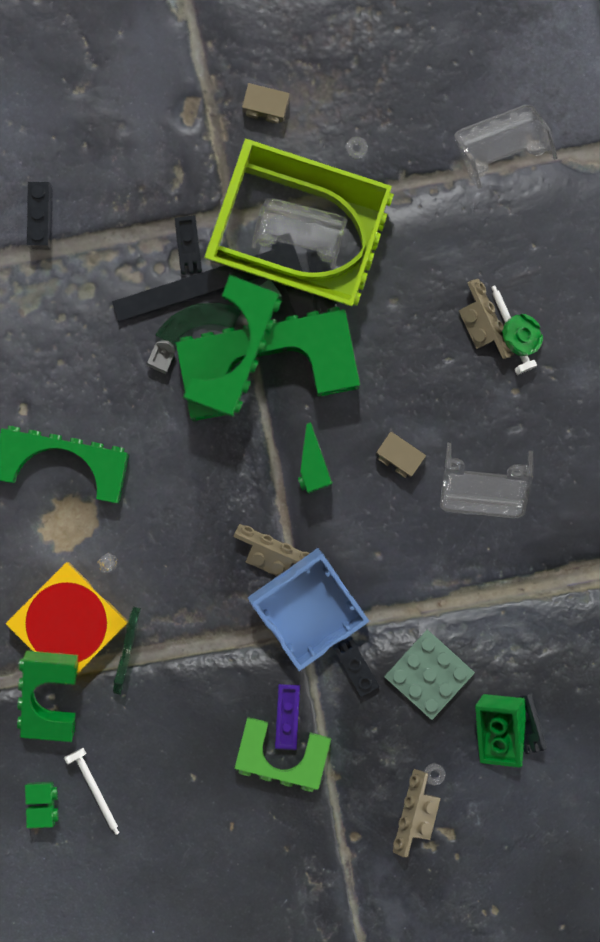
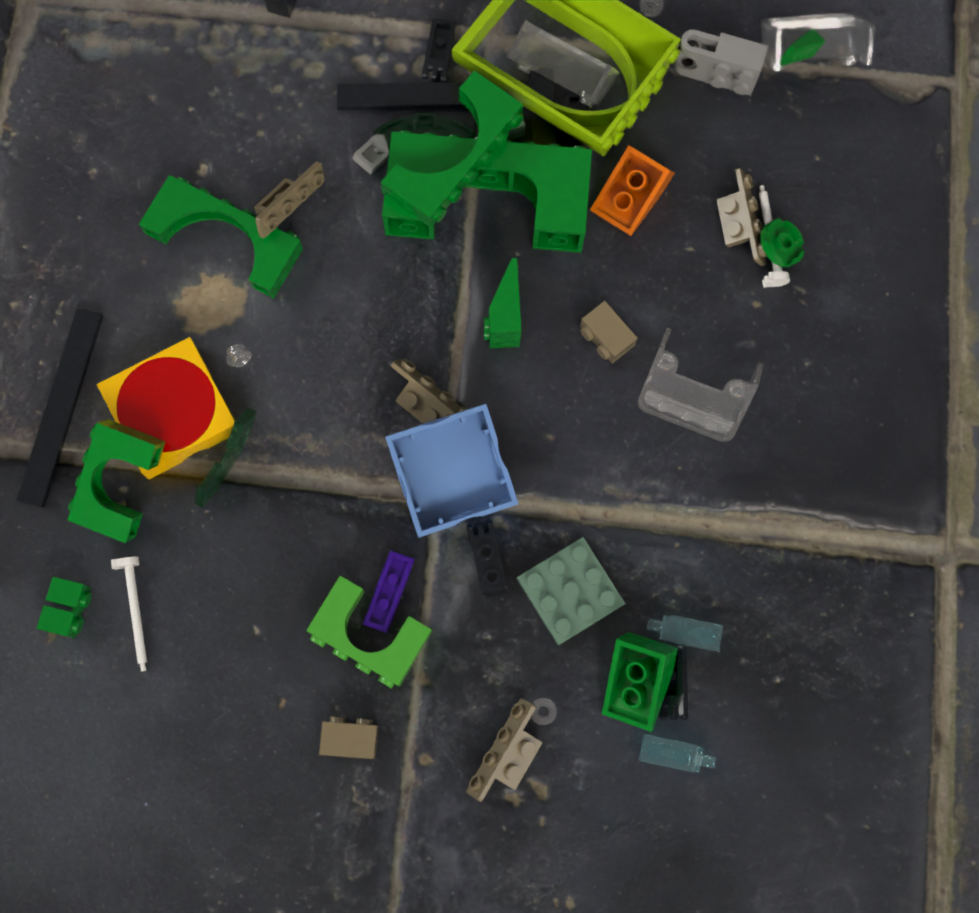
camera: 10 degrees right, 10 degrees down
(102, 419) = (286, 198): none -> dark tan bracket
(292, 839) = (348, 739): none -> dark tan brick
(386, 324) = (631, 190): none -> orange slope
(431, 188) = (722, 60): none -> light grey brick
(497, 152) = (803, 48): none -> green slope
(529, 680) = (688, 632): none -> clear light blue hinge
(543, 777) = (674, 754): none -> clear light blue hinge

